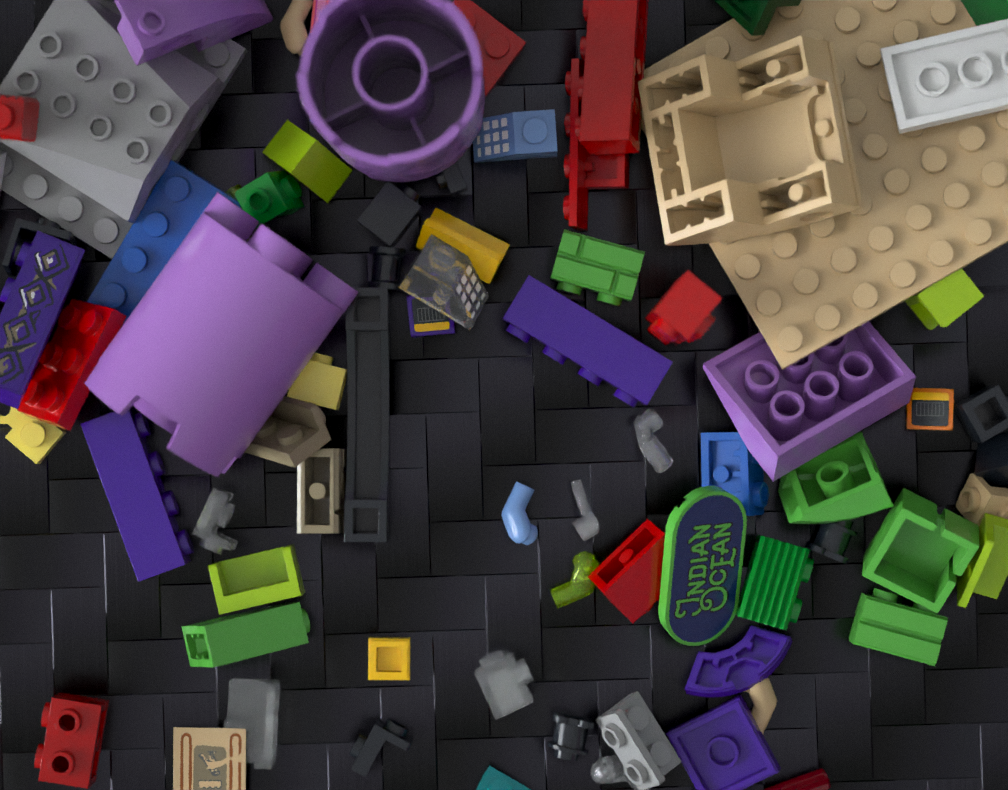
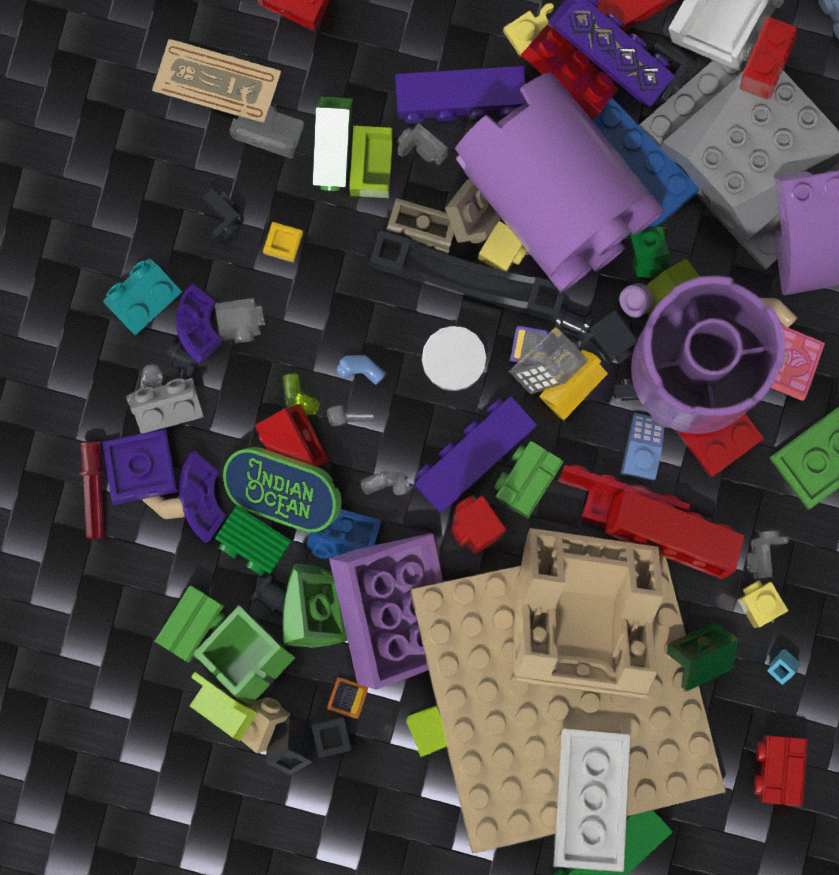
camera: 105 degrees right, 5 degrees down
(333, 198) = (636, 300): none -> lavender tile
(472, 403) = (453, 358): none -> white tile
(528, 737) = (194, 323): none -> dark purple tile

